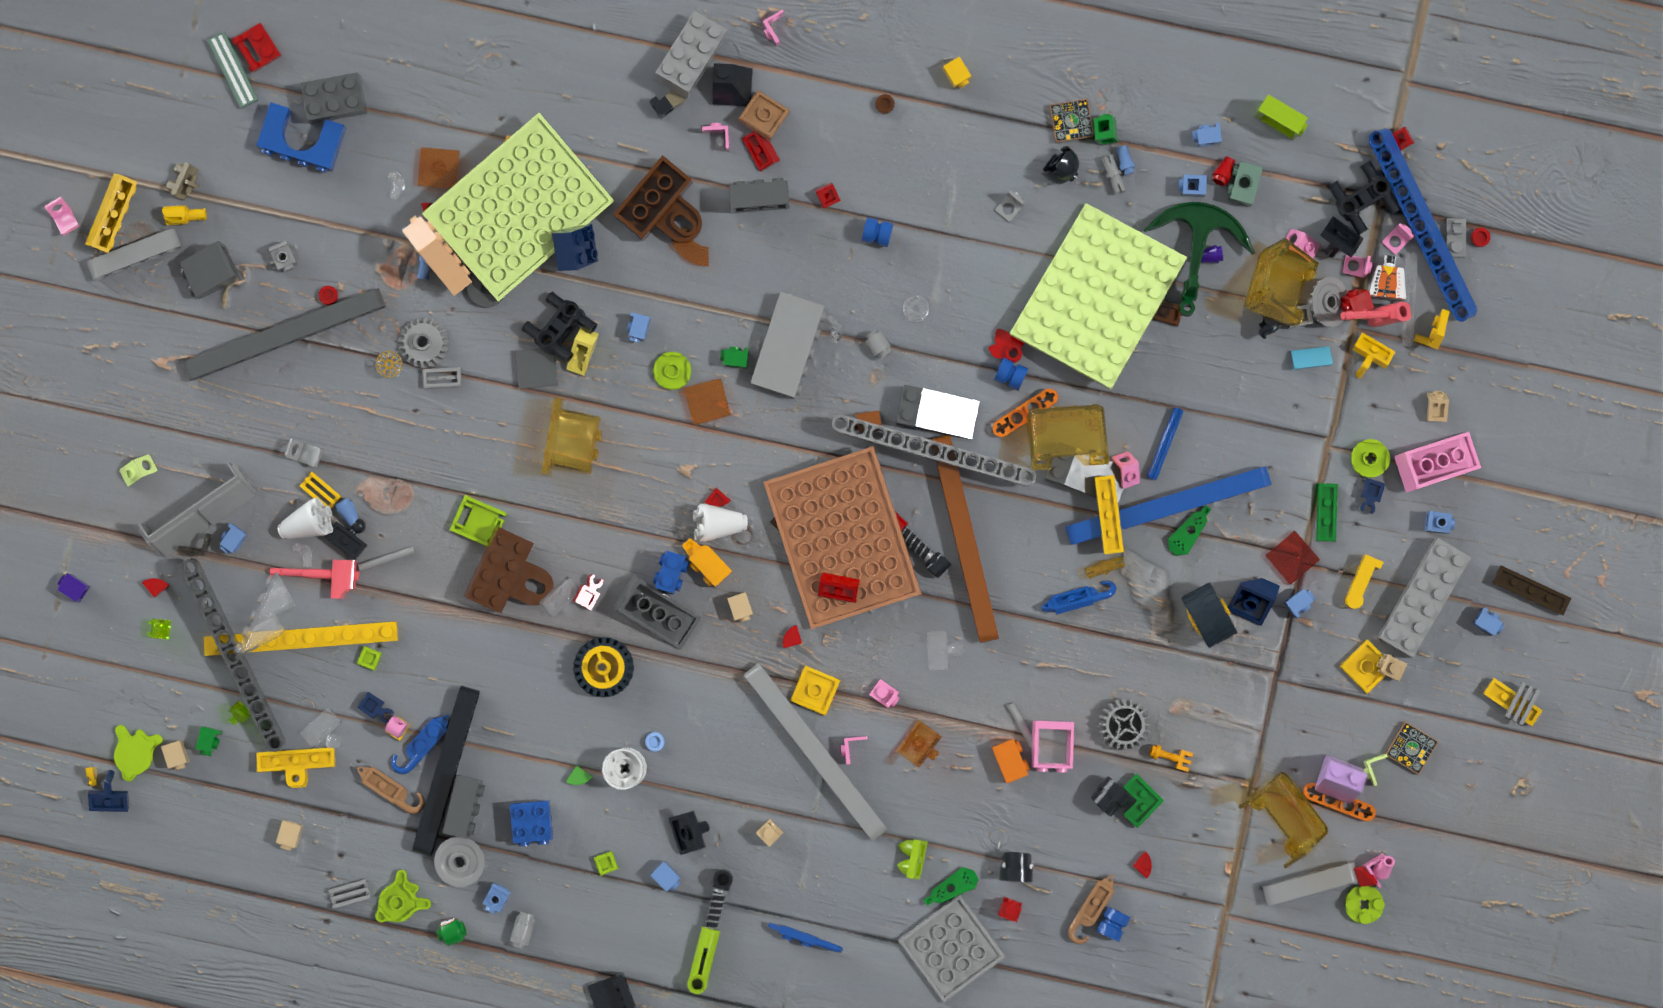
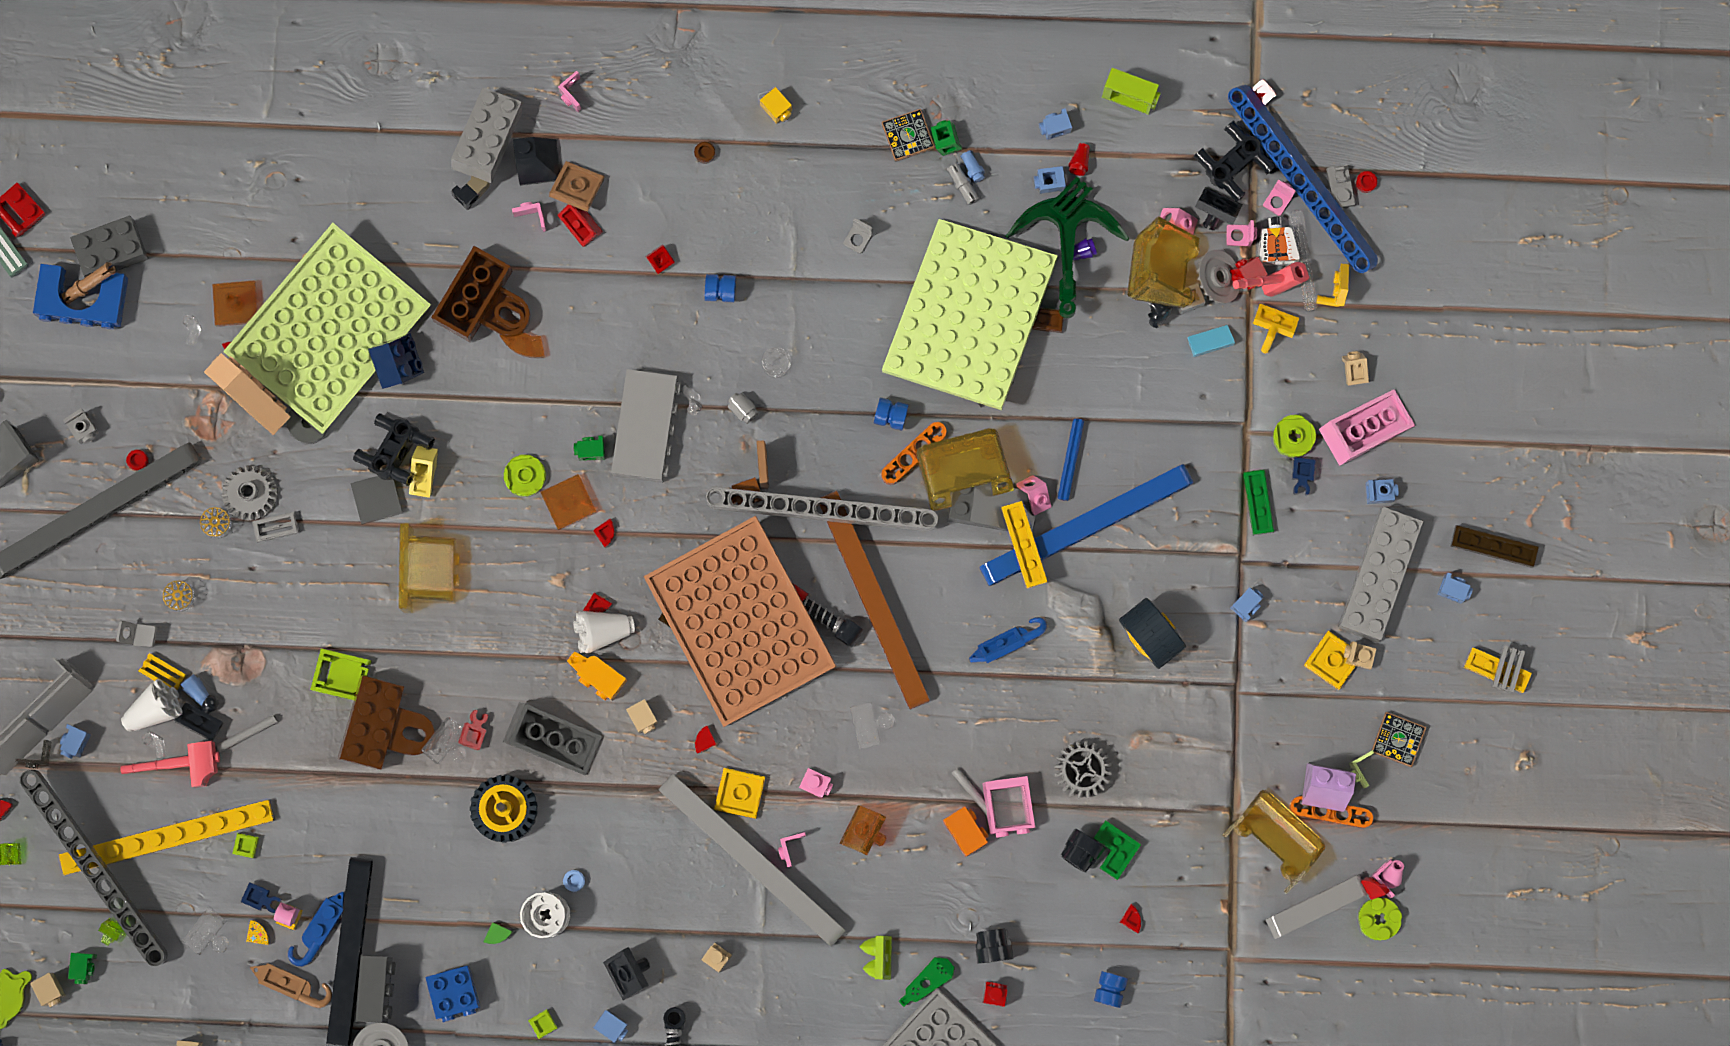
camera: 15 degrees left, 5 degrees down
(264, 621) = (123, 827): clear slope -> none
(296, 763) = (183, 975): yellow plate -> none
(304, 129) = (82, 287): none -> medium nougat pin
(346, 424) = (179, 596): none -> wheel
(367, 738) = (257, 933): none -> yellow tile
(424, 269) = (237, 413): medium blue animal -> none
(638, 327) = (479, 435): medium blue brick -> none
(671, 571) = (559, 698): blue brick -> none
(735, 435) = (605, 532): none -> red tile
(759, 195) = (586, 271): dark grey brick -> none
(838, 587) = (745, 675): red slope -> none
(887, 400) = (762, 464): none -> medium nougat tile
(937, 412) = (818, 468): slope -> none
(1004, 345) = (879, 383): red plate -> none
(1062, 167) = (906, 184): black cylinder -> none
(1092, 908) = (1084, 976): medium nougat plate -> none
(1104, 567) = (1030, 603): clear yellow pin -> none
(1155, 752) = (1122, 793): light orange hinge -> none
(1184, 537) = (1112, 557): green piece -> none
(1221, 196) = (1081, 186): none -> dark green tile
(1244, 195) = (1104, 156): sand green brick -> none
(1254, 600) = (1197, 609): dark blue slope -> none
(1292, 557) = (1230, 557): clear red tile -> none
(1354, 596) = (1305, 586): yellow leg -> none

